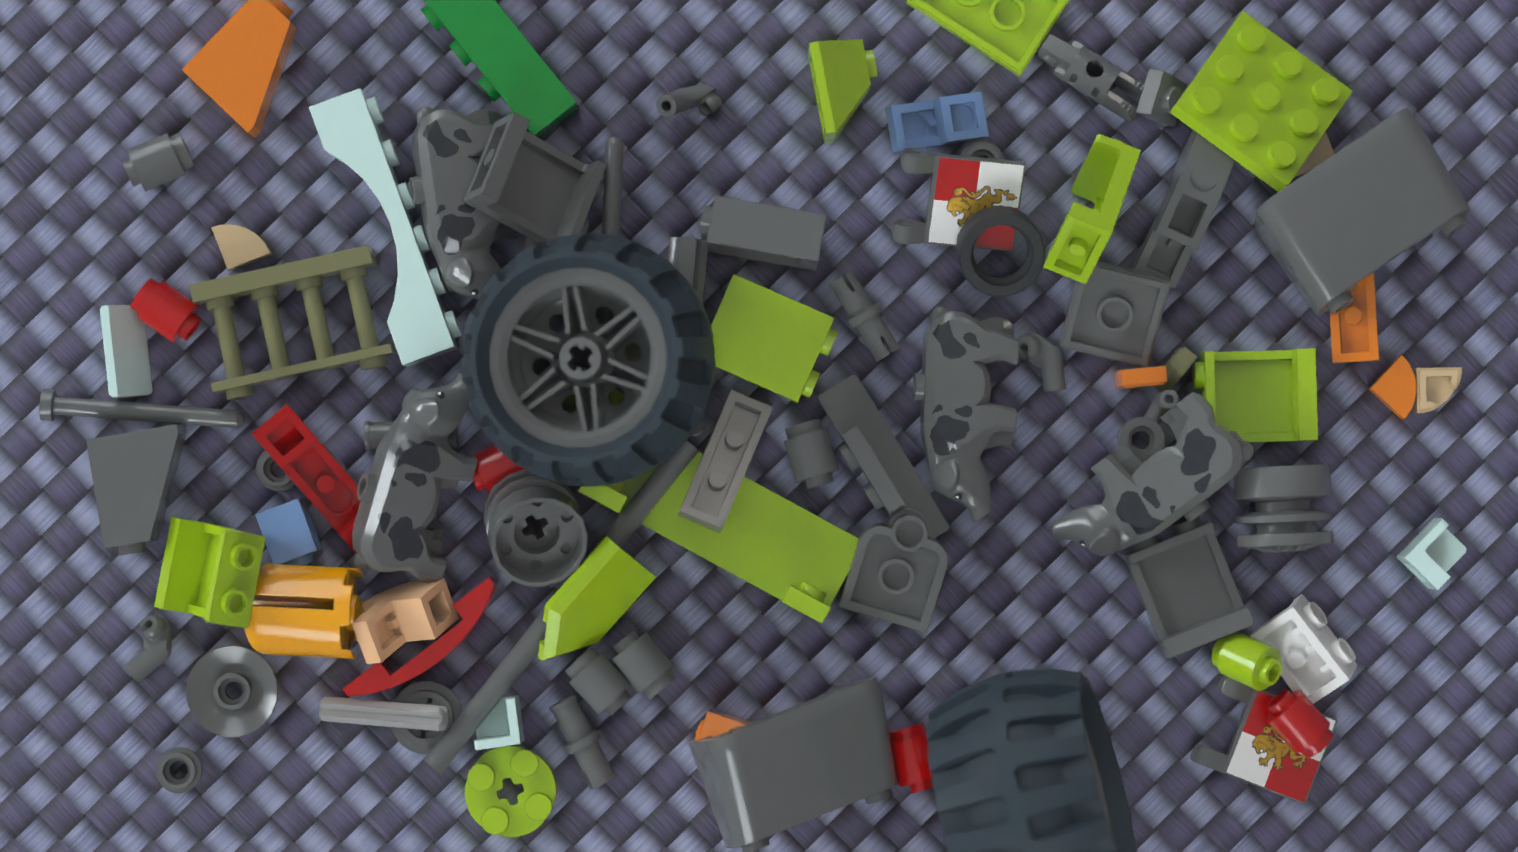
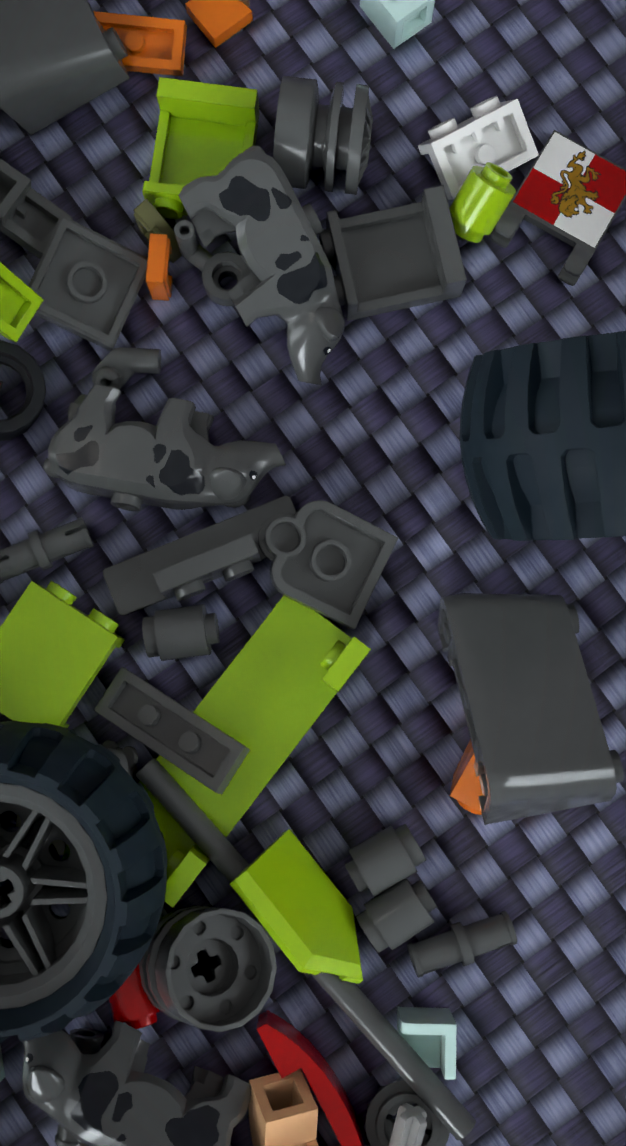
camera: 85 degrees left, 5 degrees down
(533, 804) = (531, 1055): lime plate -> none
(911, 757) = (534, 571): red brick -> none
(1299, 722) = (555, 159): red brick -> none

